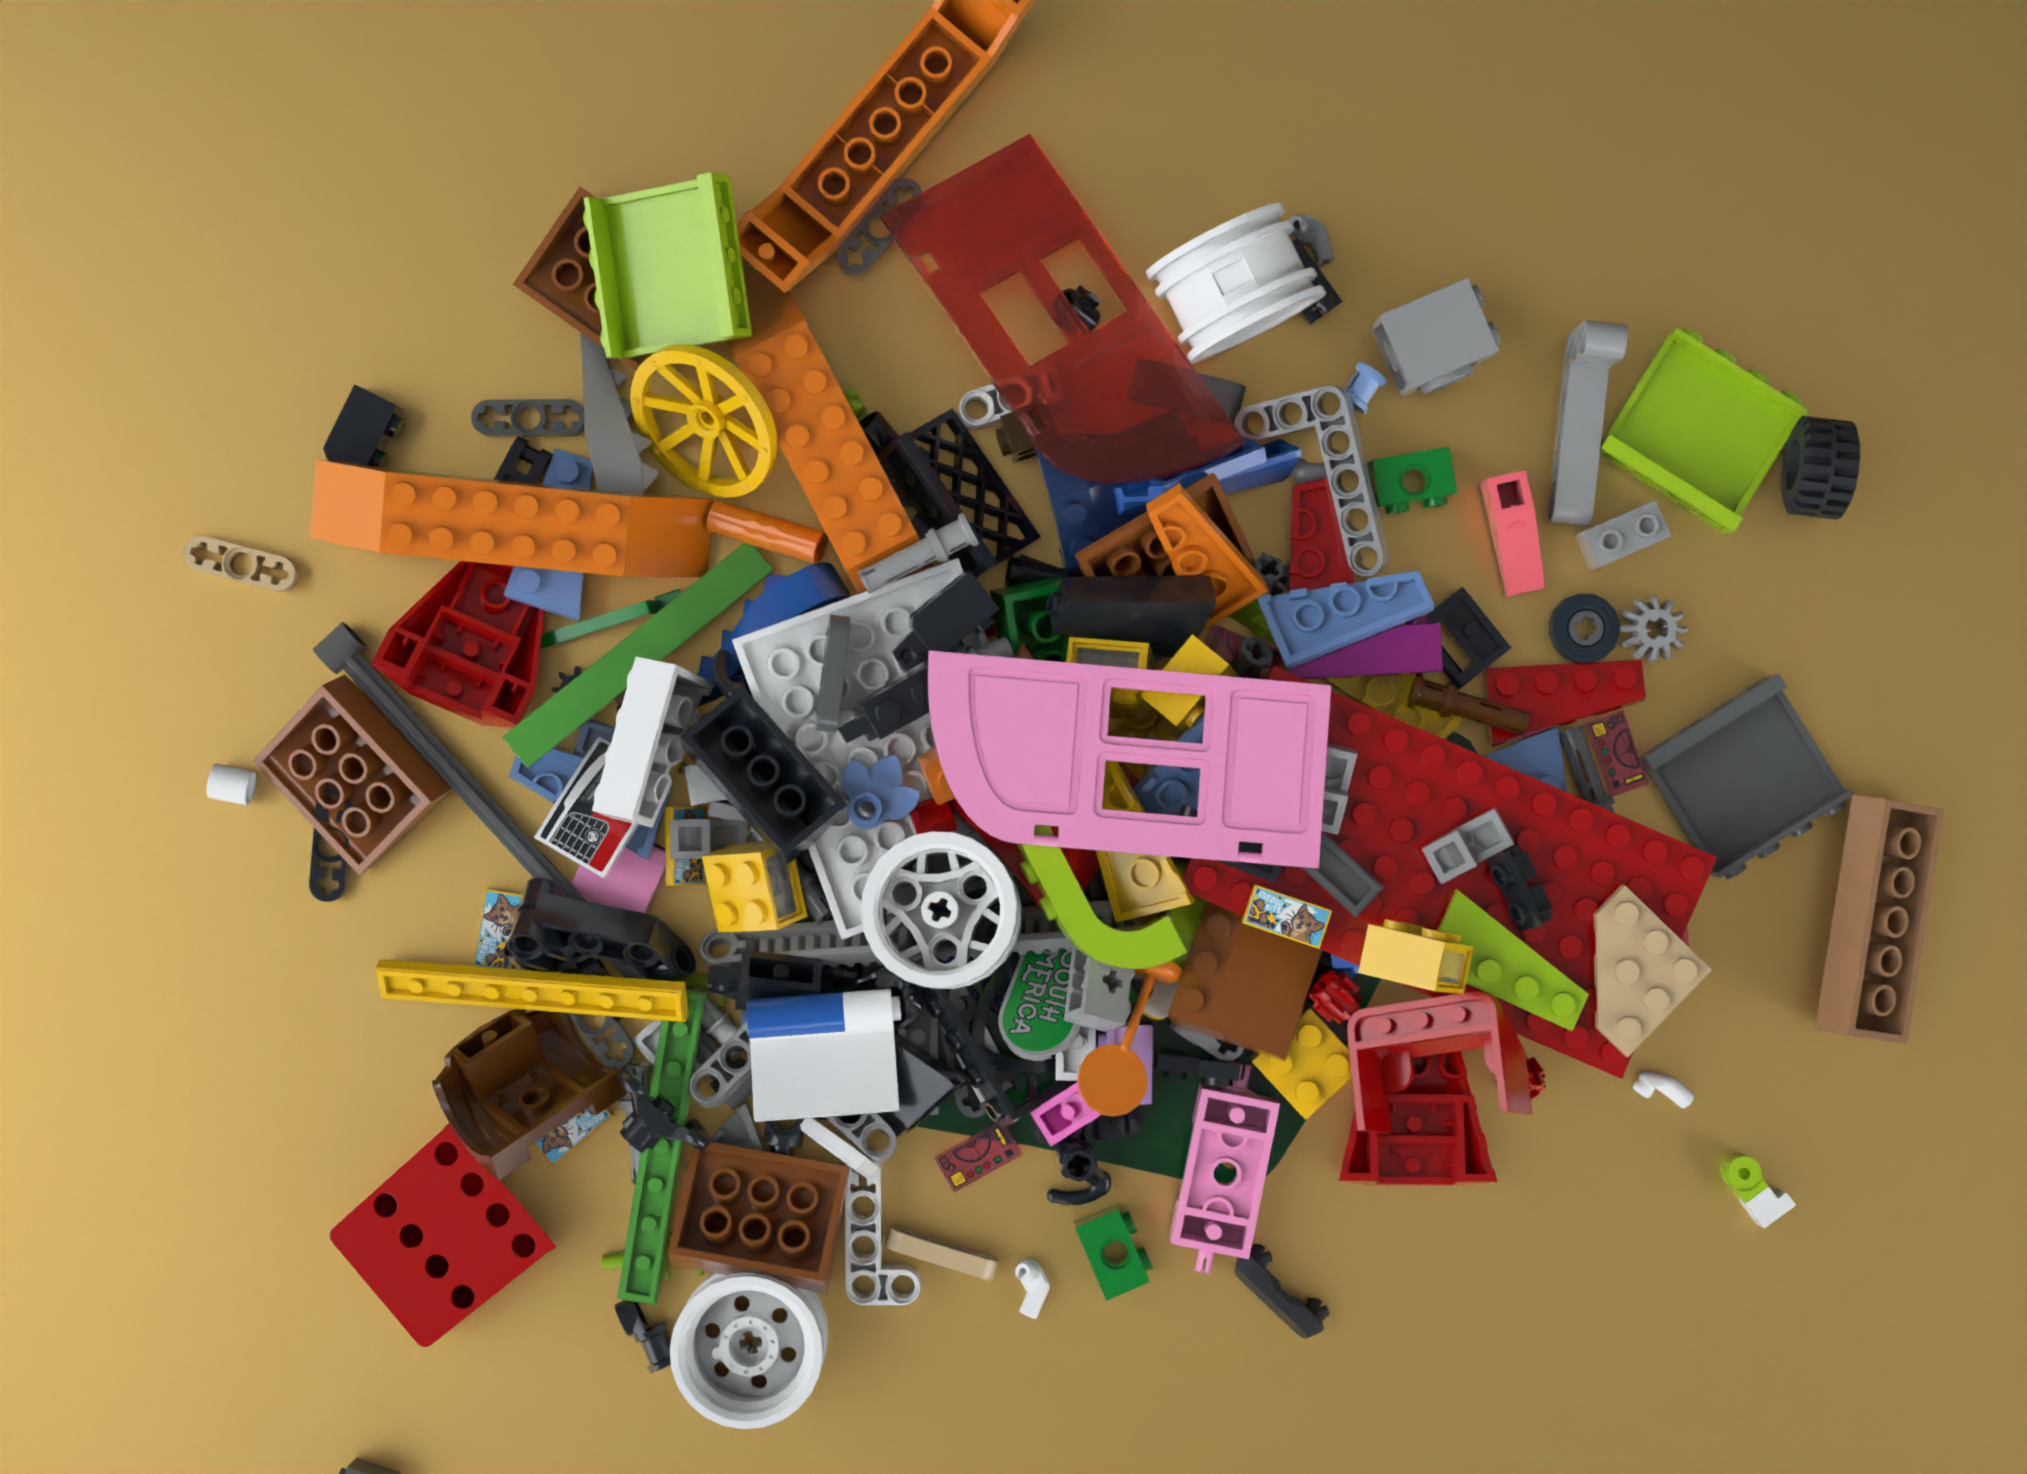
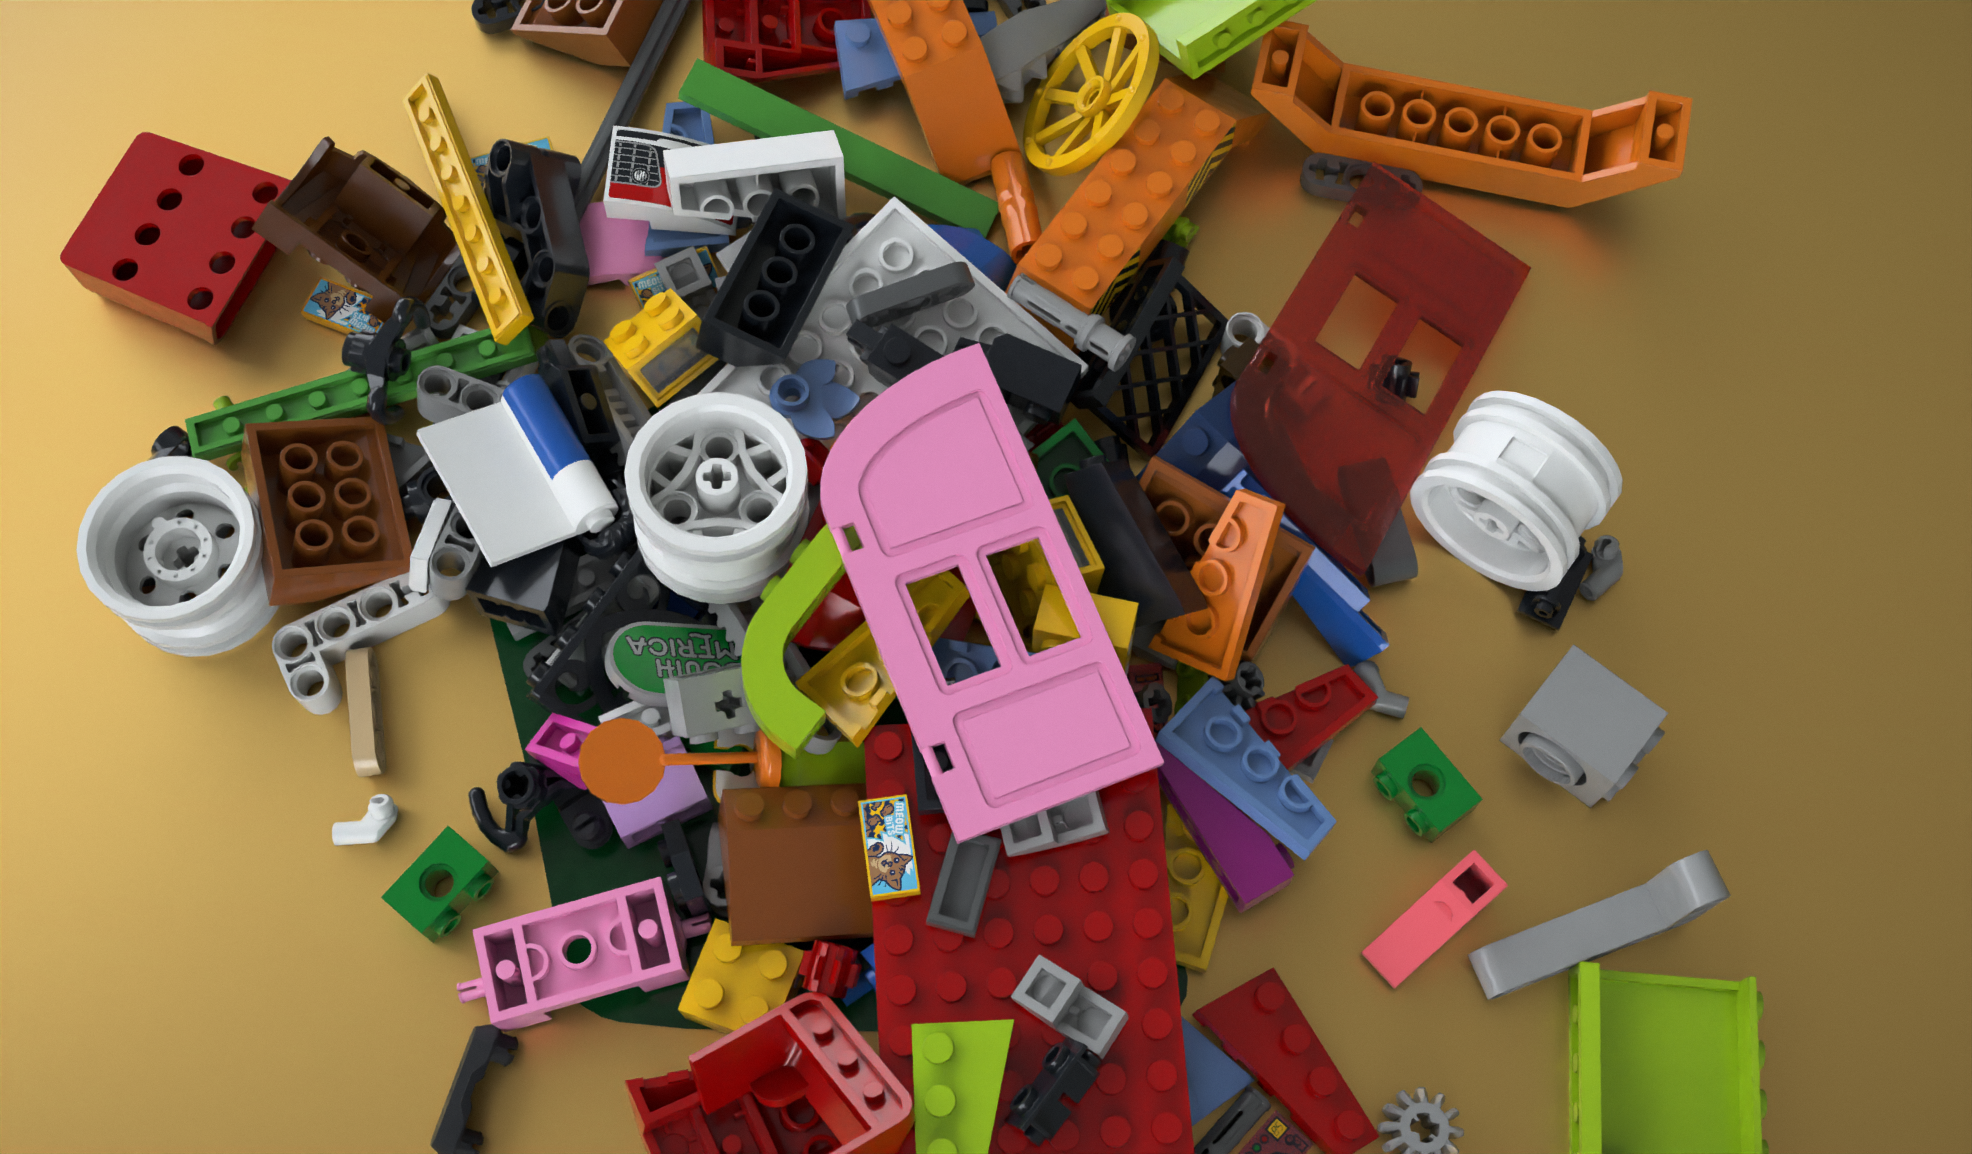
camera: 70 degrees right, 20 degrees down
(608, 619) = (849, 112): green piece -> none
(978, 1156) = (487, 701): clear pink tile -> none
(1335, 464) = (1393, 691): light grey beam -> none
(1364, 385) = (1486, 689): light blue bush -> none
(1416, 956) = (914, 995): yellow piece -> none
(1449, 701) = (1217, 937): reddish brown pin -> none
(1471, 633) = (1301, 933): black plate -> none
(1593, 646) = (1387, 1033): black bush -> none
(1622, 535) = (1501, 1040): light grey brick -> none

